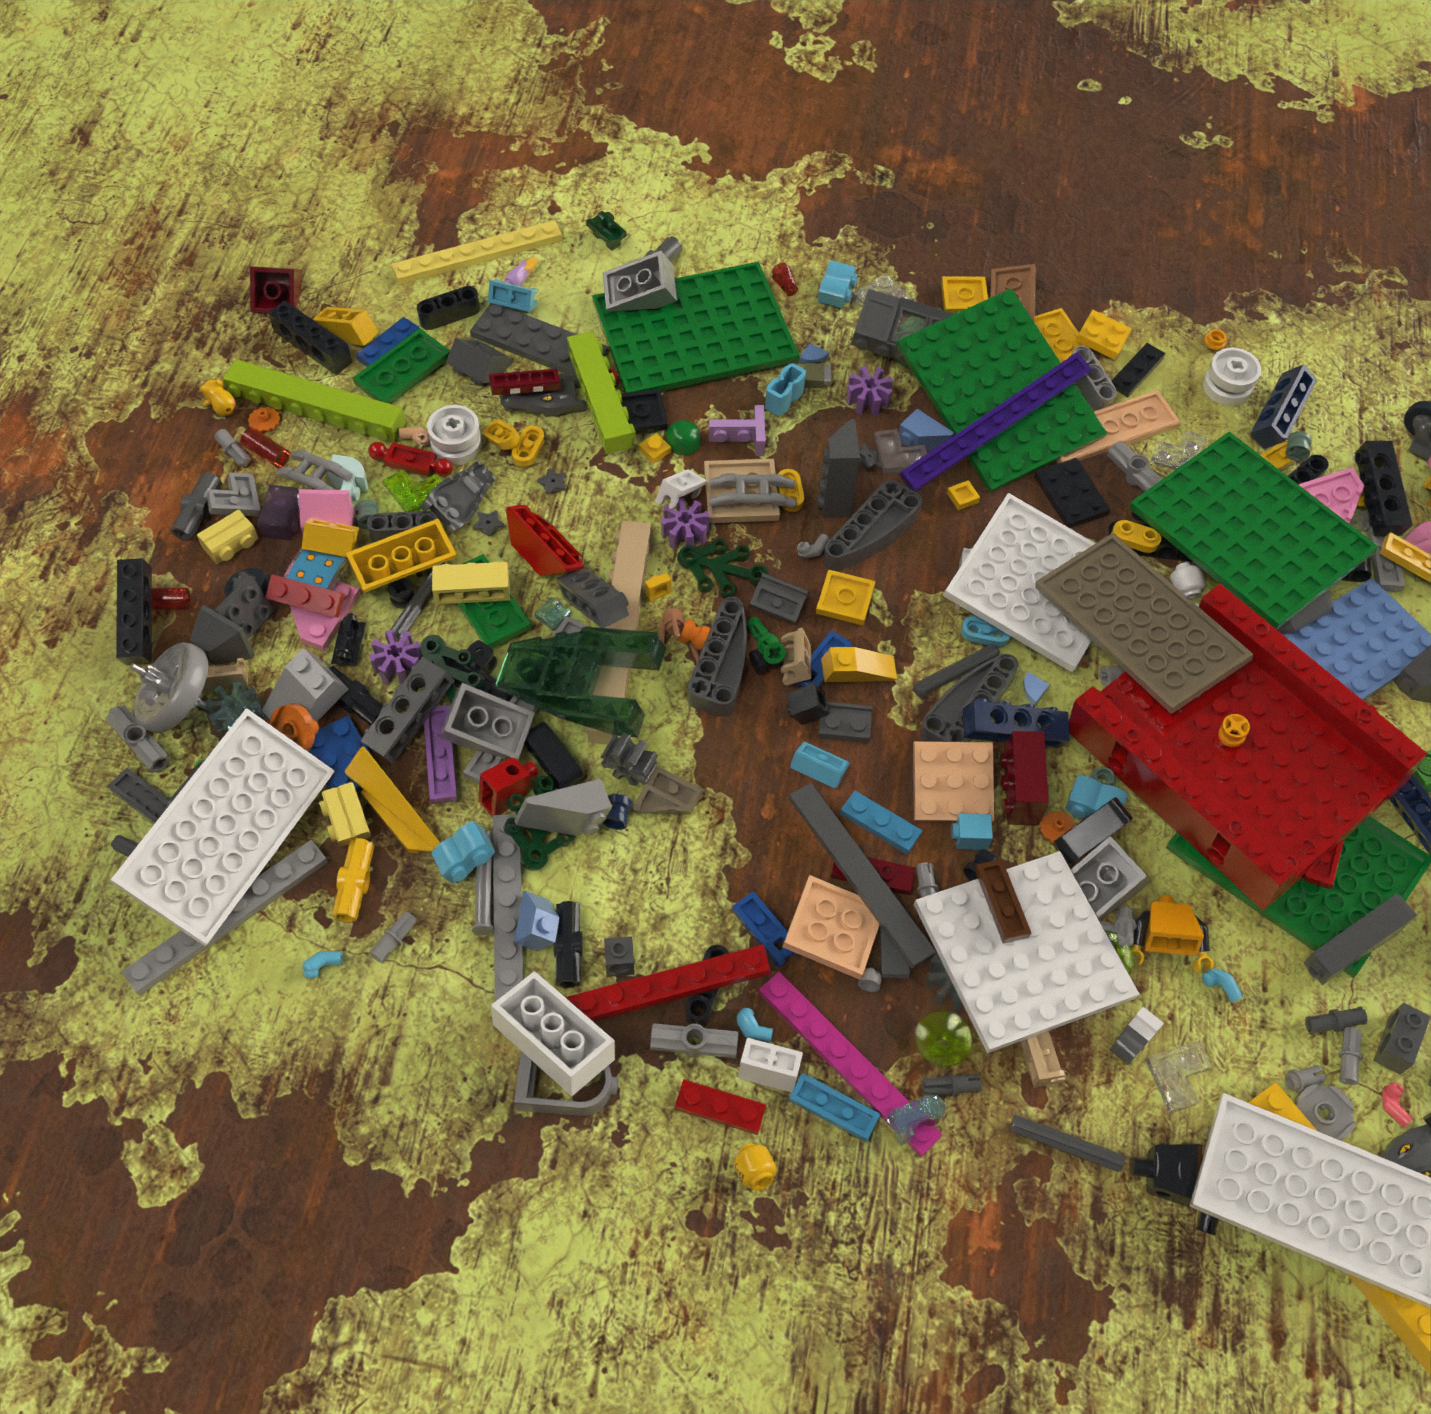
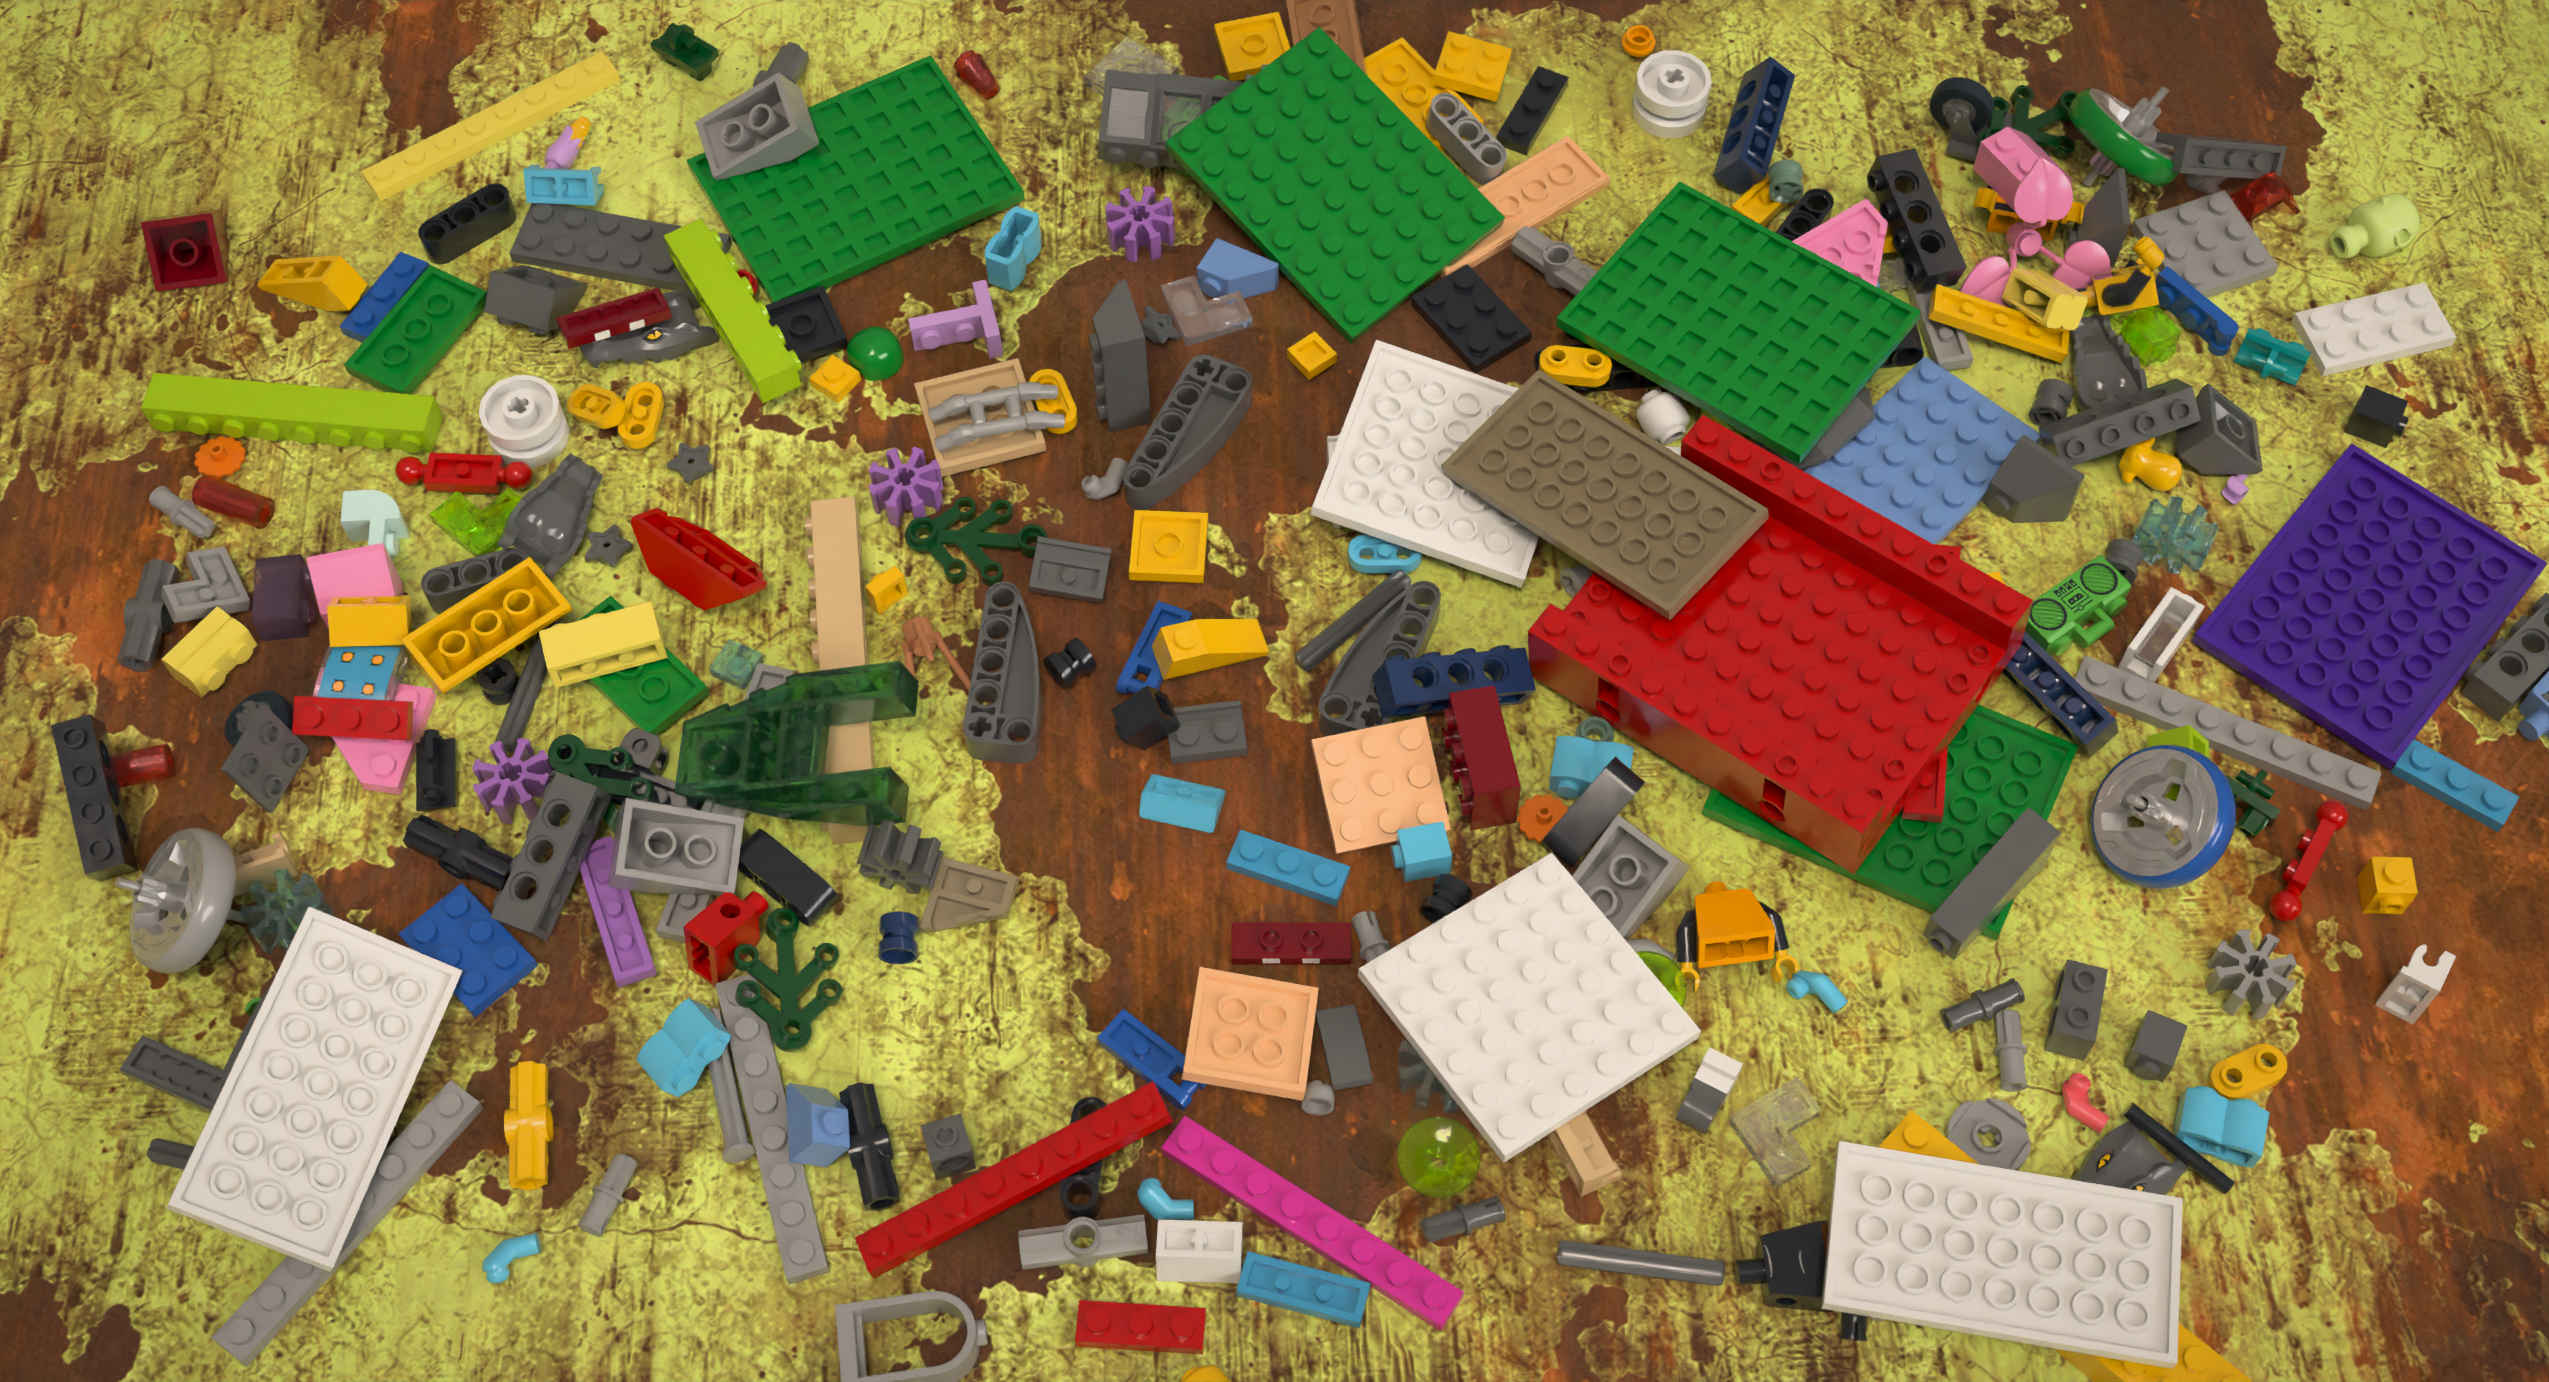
camera: 10 degrees left, 0 degrees up
(144, 748) = (164, 999): light grey piece -> none
(218, 397) = (145, 440): yellow animal -> none
(220, 638) = (238, 809): dark grey slope -> none
(296, 715) = (391, 904): orange plate -> none
(306, 682) = (386, 868): light grey slope -> none
(310, 337) = (262, 314): black brick -> none
(313, 480) = (324, 536): light grey piece -> none
(345, 814) = (493, 1030): light yellow brick -> none
(364, 510) = (412, 568): sand green wheel -> none
(390, 804) = (558, 1001): yellow wedge -> none
(418, 434) = (463, 431): light nougat arm -> none
(553, 1033) = (876, 1276): white brick -> none
(567, 810) = (824, 952): light grey slope -> none
(593, 597) = (793, 626): dark grey brick -> none
(678, 486) = (885, 430): white hinge -> none
(694, 634) = (957, 650): orange wheel -> none
(766, 642) = (1066, 640): green pin -> none
(797, 658) = (1115, 653): tan hinge -> none
(813, 354) = (1044, 184): medium blue tile -> none
(817, 375) = (1057, 215): olive piece -> none
(837, 284) = (1057, 67): medium azure brick -> none
(862, 876) = (1275, 950): dark grey tile -> none
(916, 1114) = (1419, 1272): clear light blue leg -> none
(995, 422) = (1336, 237): dark purple plate -> none
(1002, 901) = (1482, 942): reddish brown plate -> none
(1034, 688) = (1471, 622): light blue tile -> none
(1125, 925) = (1664, 938): light grey axle -> none
(1175, 456) = (1610, 232): clear plate -> none
(1236, 724) = (1762, 615): light orange wheel -> none
(1300, 1079) = (1946, 1099): light grey pin -> none

